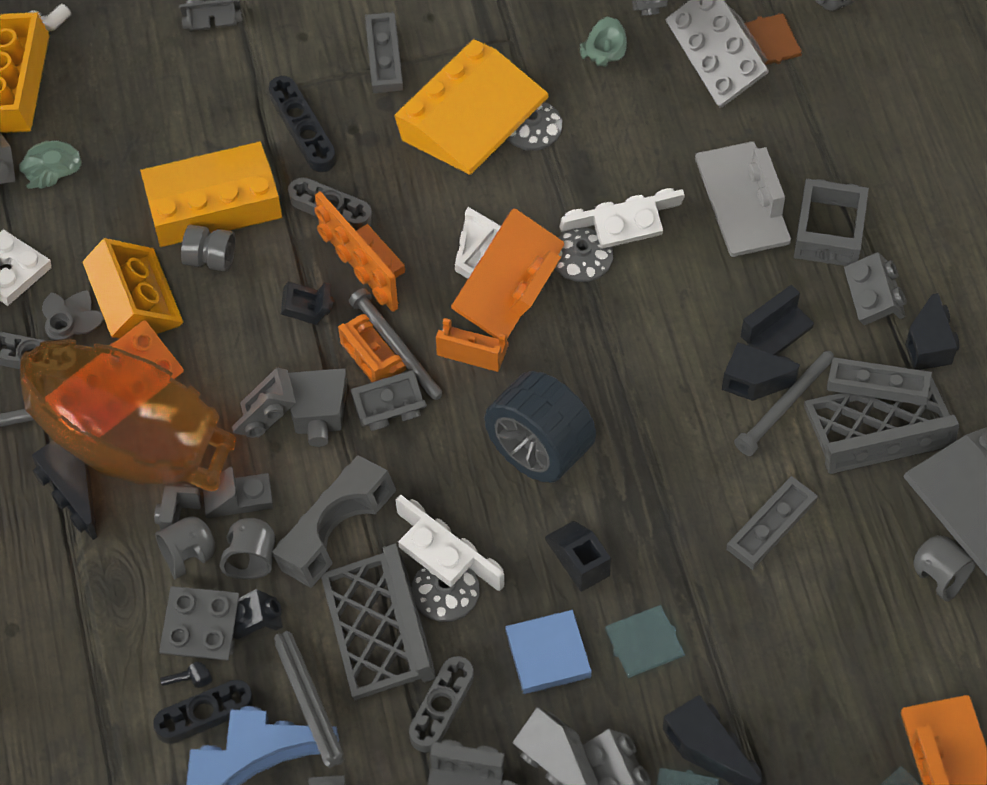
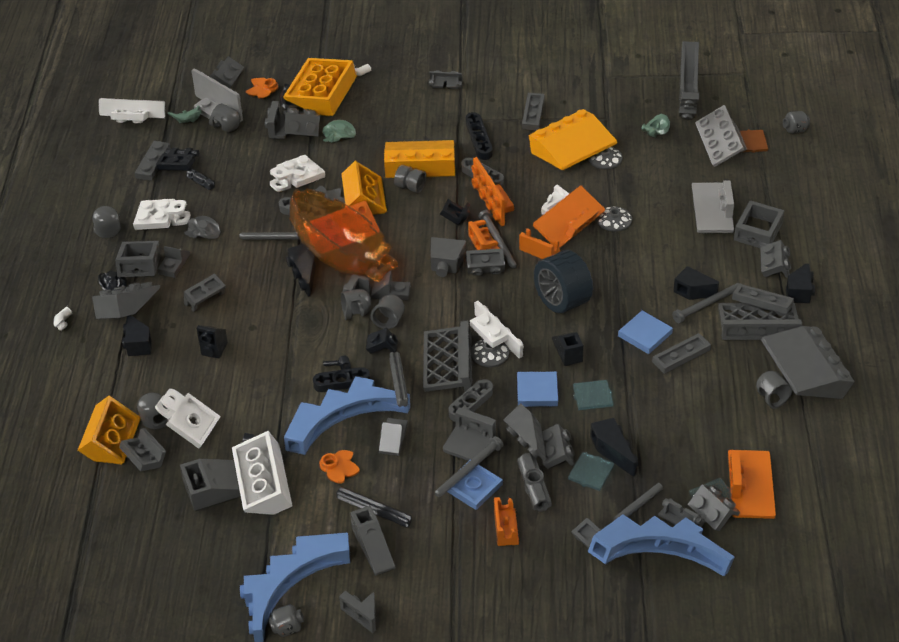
camera: 15 degrees right, 15 degrees down
(199, 623) = (351, 338): dark grey hinge -> none
(265, 404) = (417, 249): dark grey bracket -> none
(358, 490) = (454, 297): dark grey arch -> none
(625, 221) = (642, 204): white bracket -> none
(698, 488) = (645, 332): none -> medium blue tile
(776, 323) = (714, 263): black panel -> none

